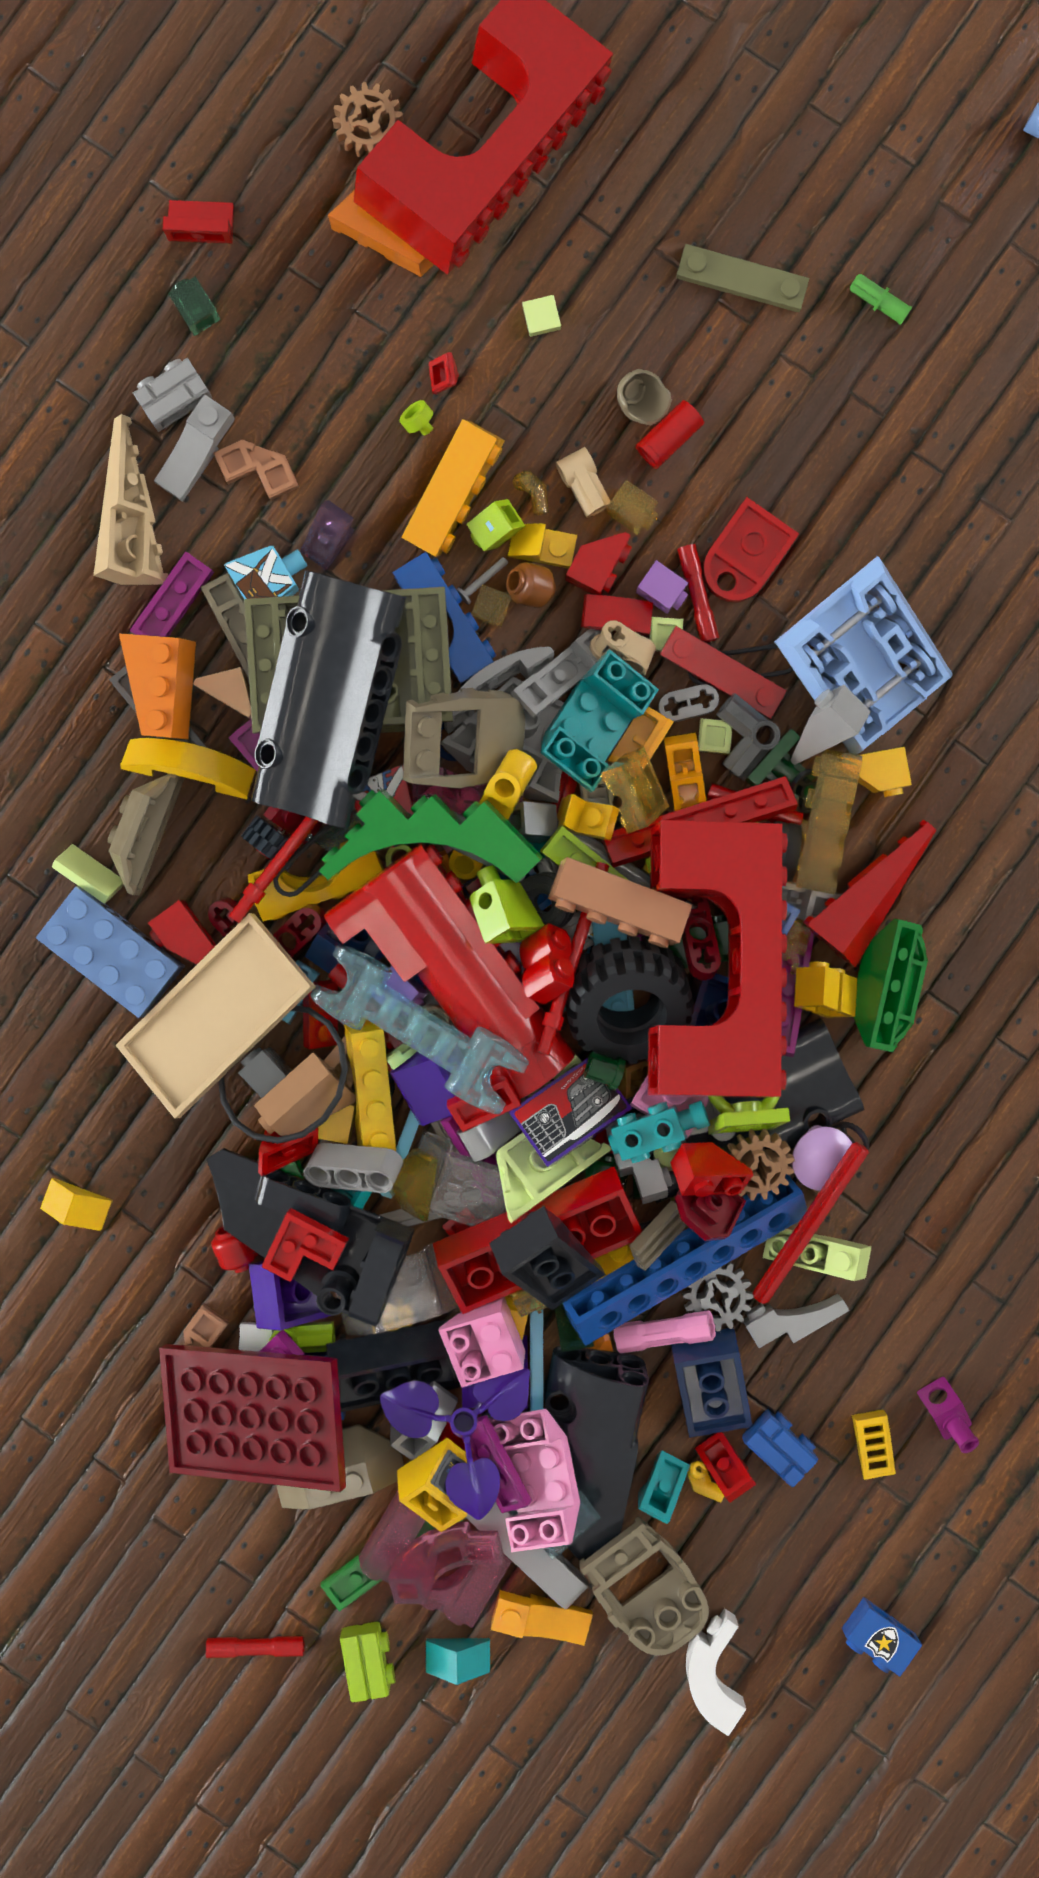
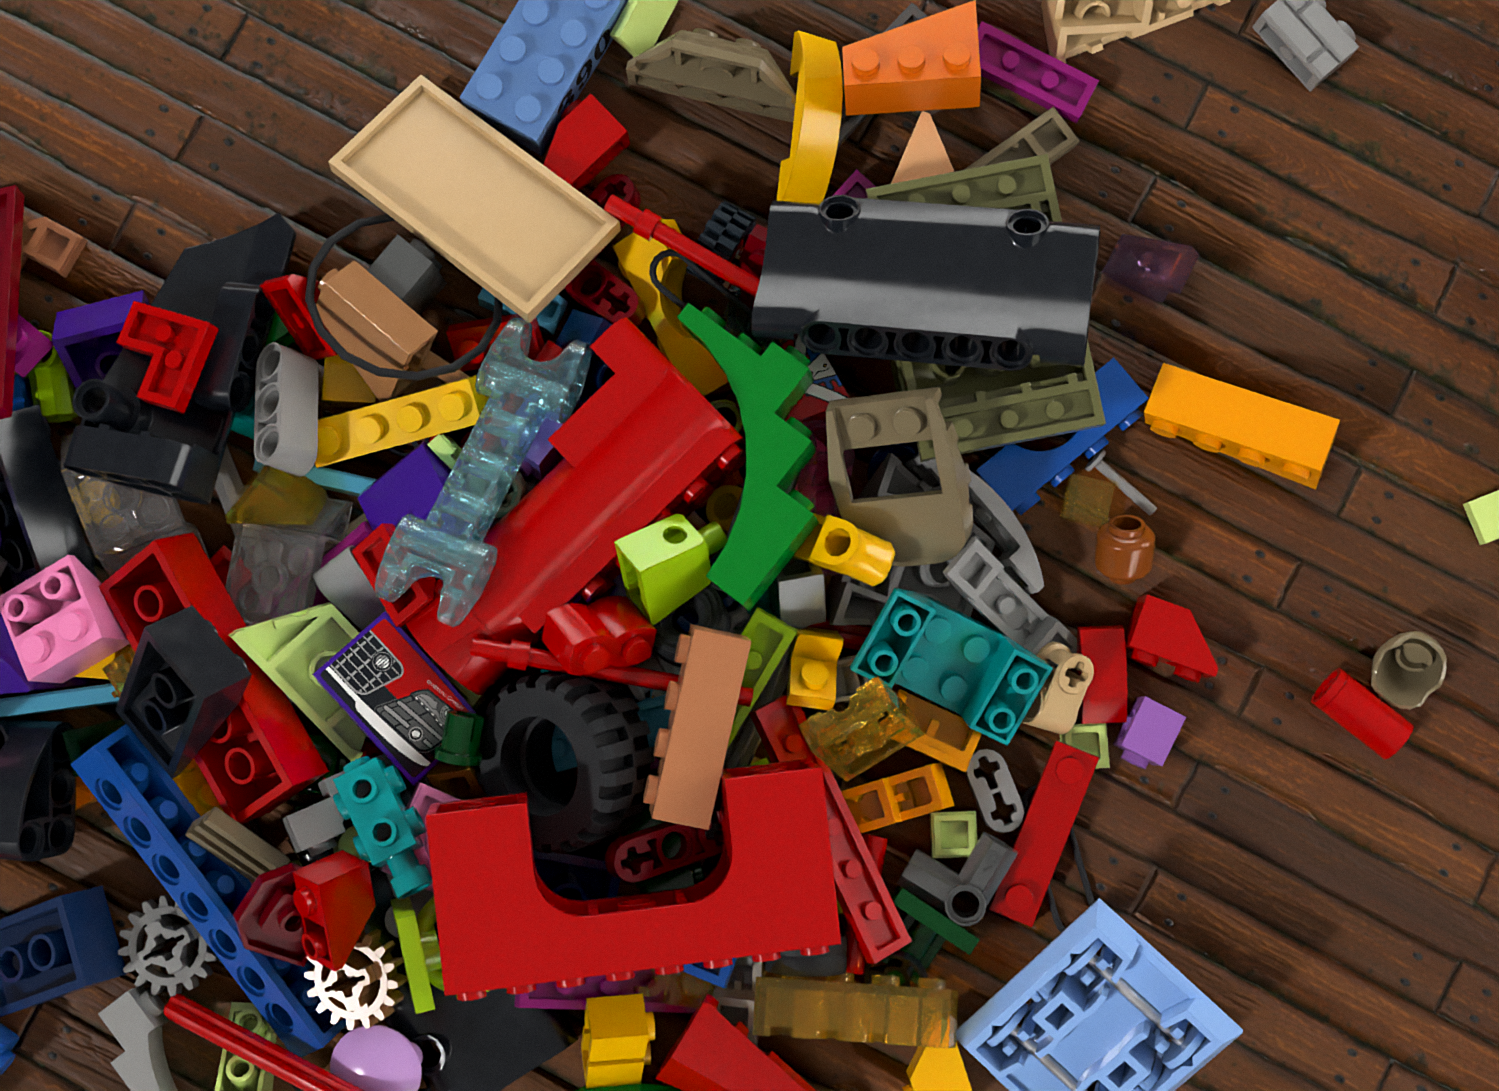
camera: 85 degrees right, 5 degrees down
(75, 1205) = (199, 53): yellow slope -> none
(194, 305) = (1429, 49): clear green brick -> none
(195, 447) = (1240, 75): light grey slope -> none
(231, 1252) = (154, 264): red head -> none
(246, 458) = (1235, 147): nougat tile -> none
(253, 1338) = (41, 308): white tile -> none
(265, 573) = (1087, 187): torso -> none
(417, 418) = (1327, 365): lime tile -> none
(443, 373) = (1394, 392): red slope -> none
(495, 525) = (1199, 489): lime brick -> none
(536, 488) = (1258, 539): clear yellow arm -> none
(543, 545) = (1181, 558): yellow slope -> none
(580, 474) = (1286, 597): tan piece -> none
(633, 508) = (1252, 676): clear yellow brick -> none
(688, 1328) = (115, 909): bright pink axle -> none
(702, 612) = (1174, 772): red piece -> none
(747, 551) = (1216, 845): red tile -> none
(834, 720) = (1000, 999): light grey slope -> none

